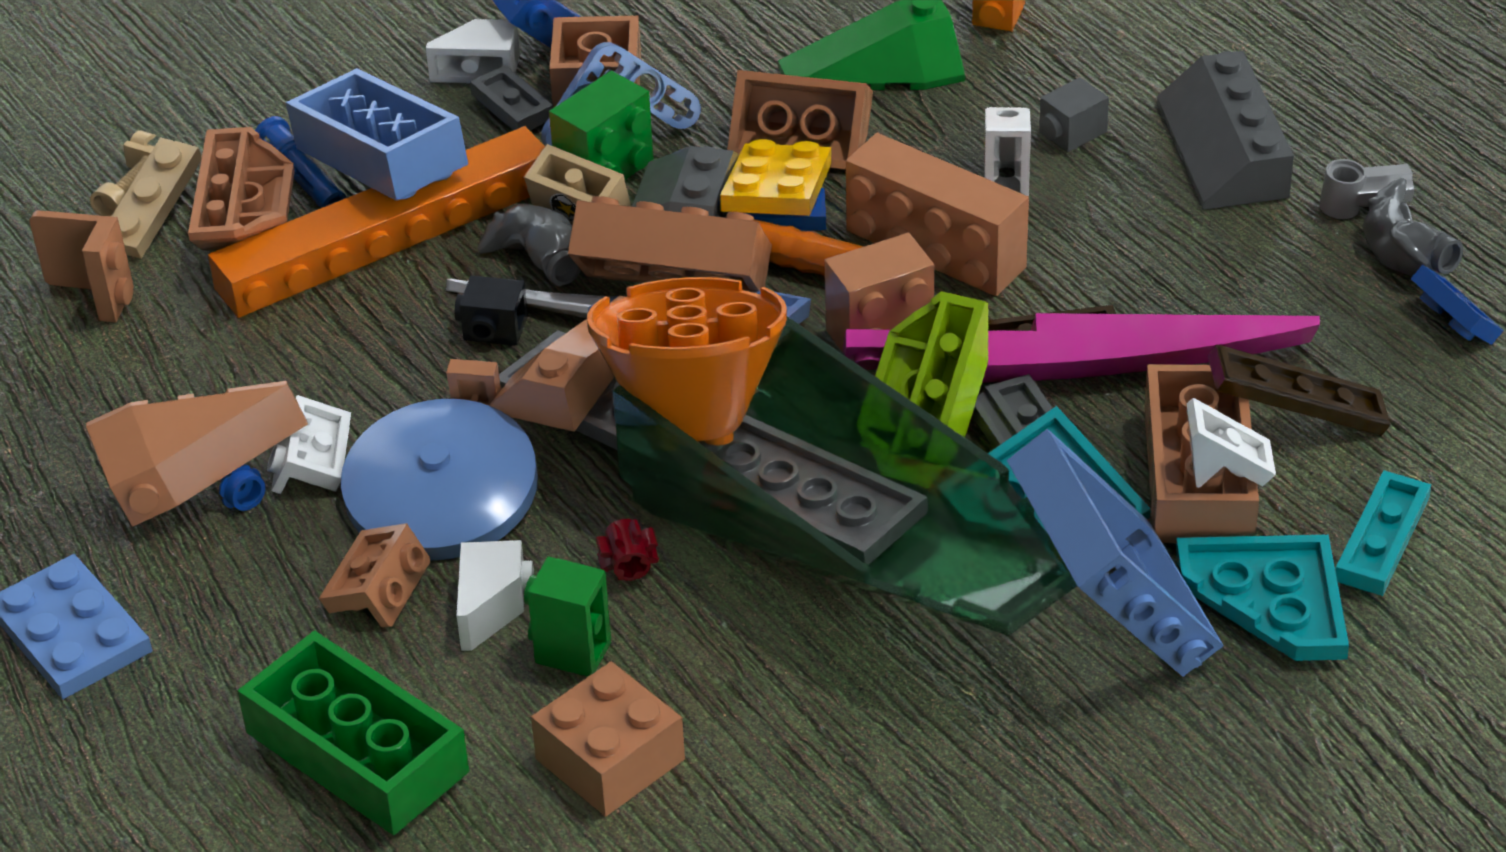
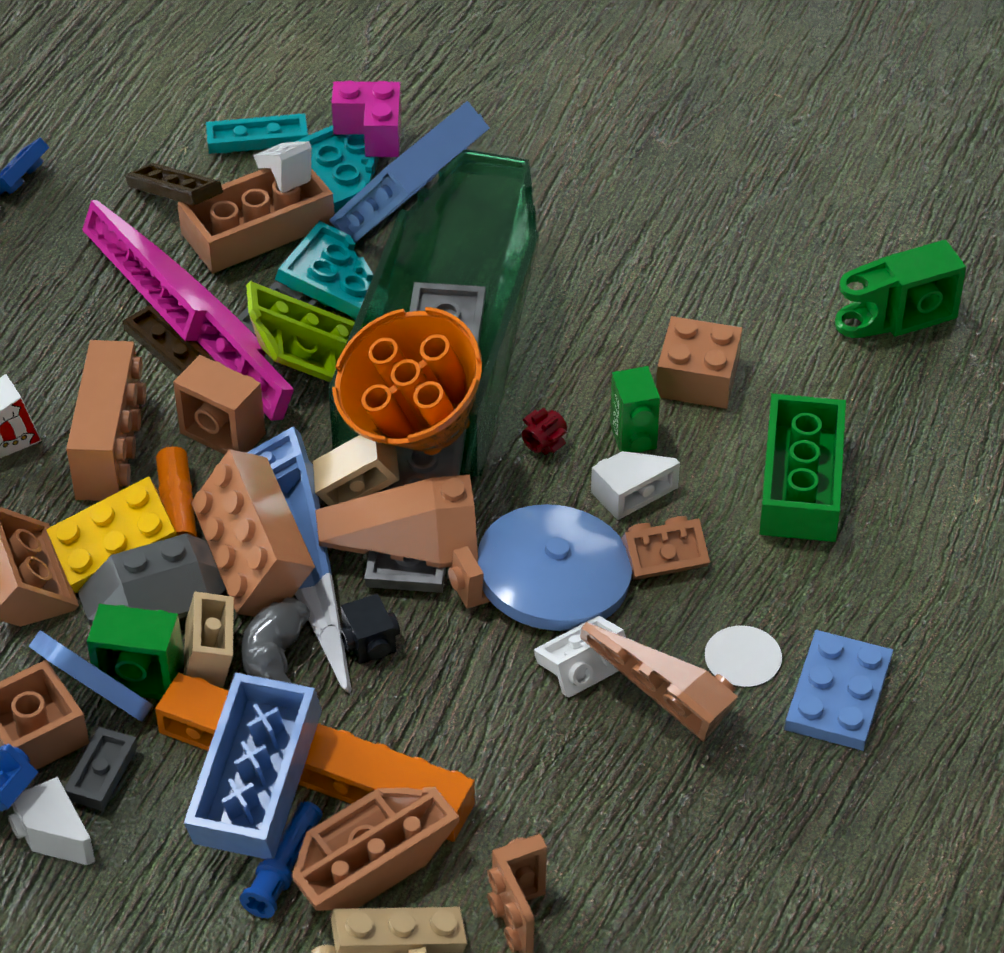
camera: 125 degrees left, 5 degrees up
(192, 582) = (743, 655): none -> white sticker
(1297, 616) = (370, 111): none -> dark pink brick

